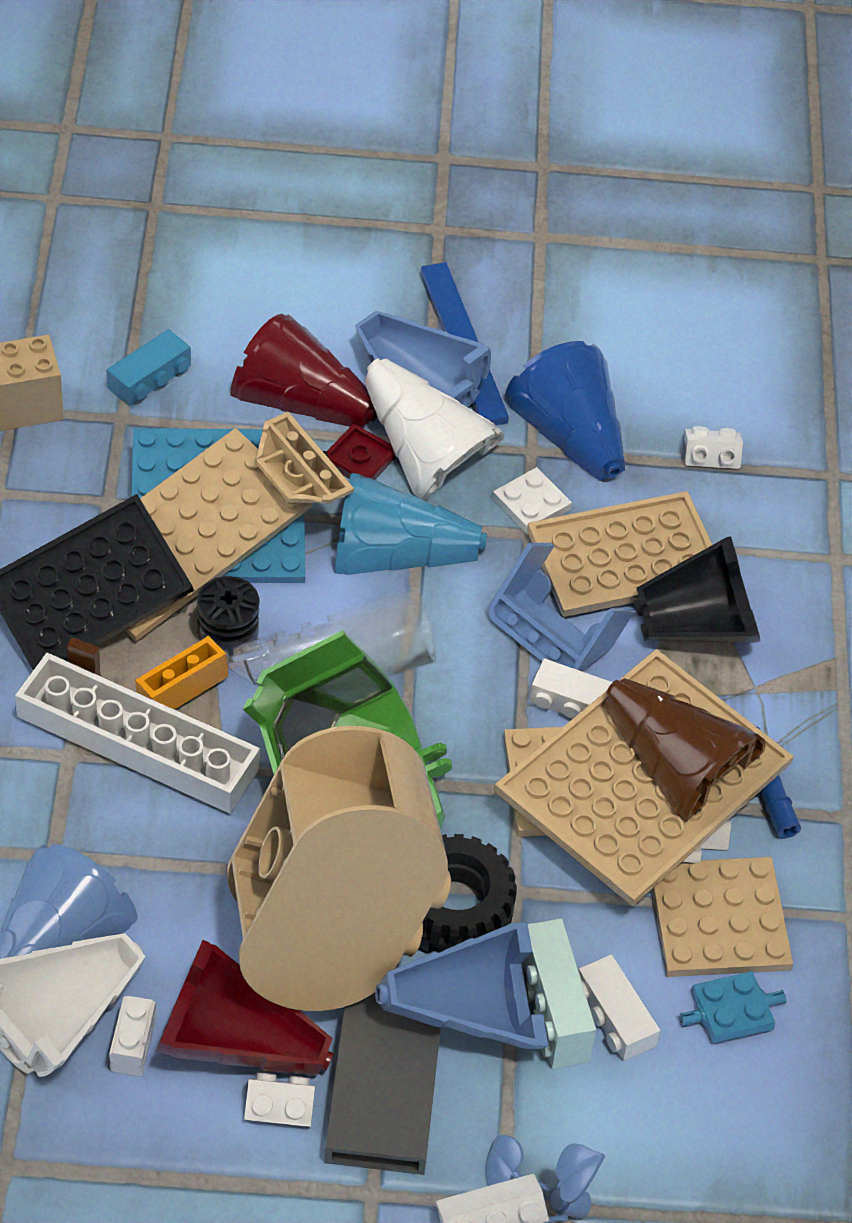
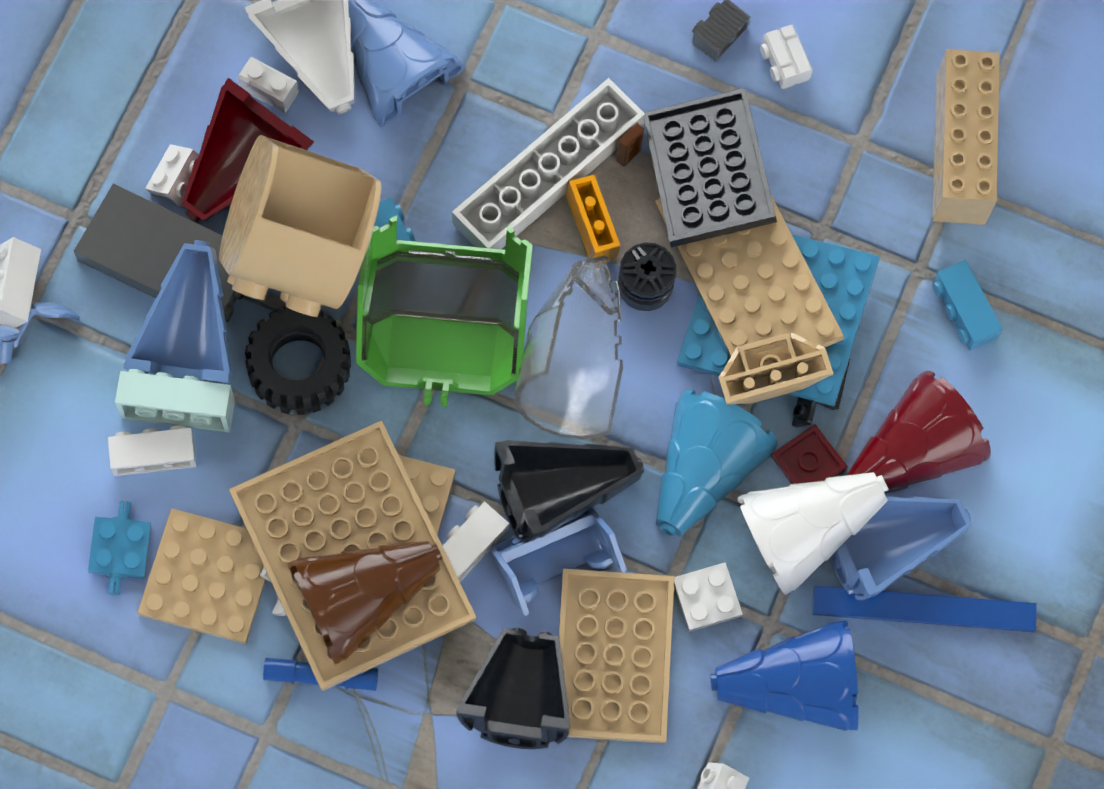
camera: 110 degrees right, 20 degrees up
(492, 626) = (558, 481): none -> black cone

